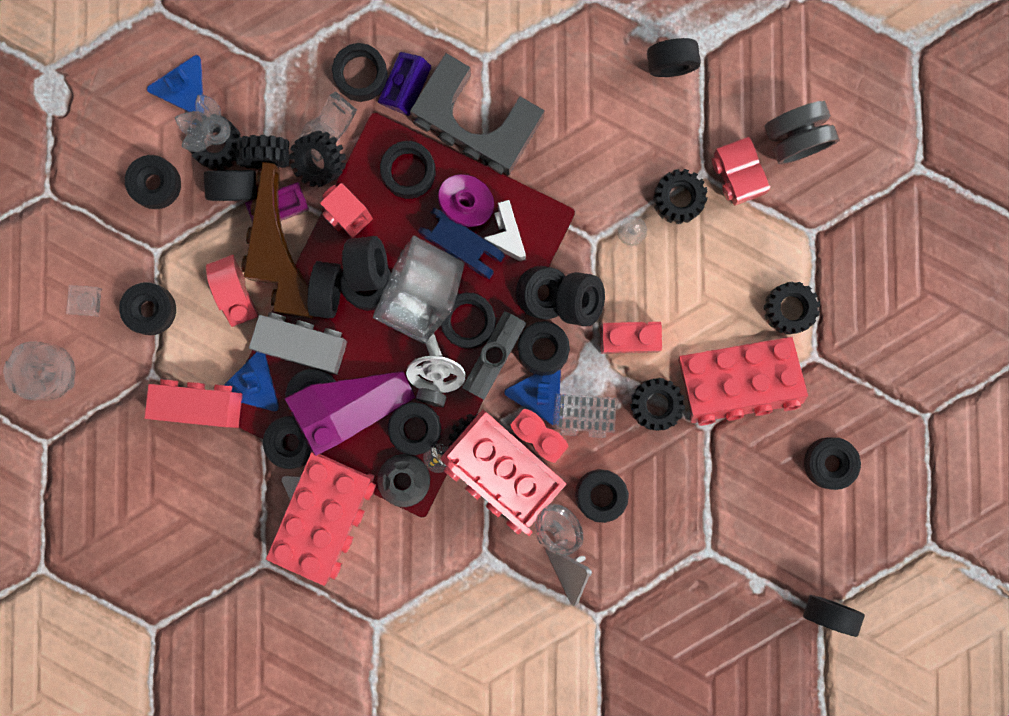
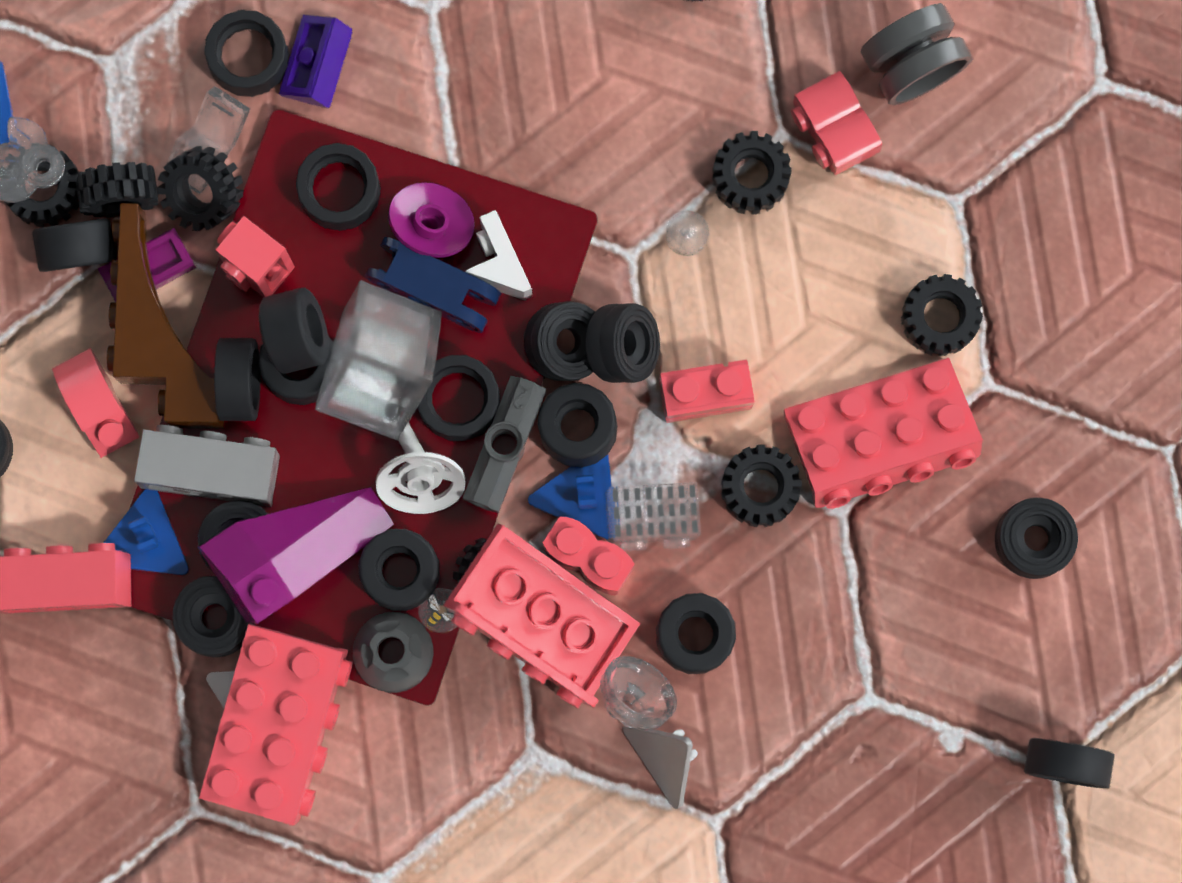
camera: 10 degrees left, 5 degrees down
(431, 397) = (418, 520): dark grey tile -> none
(499, 148) = (469, 138): dark grey arch -> none

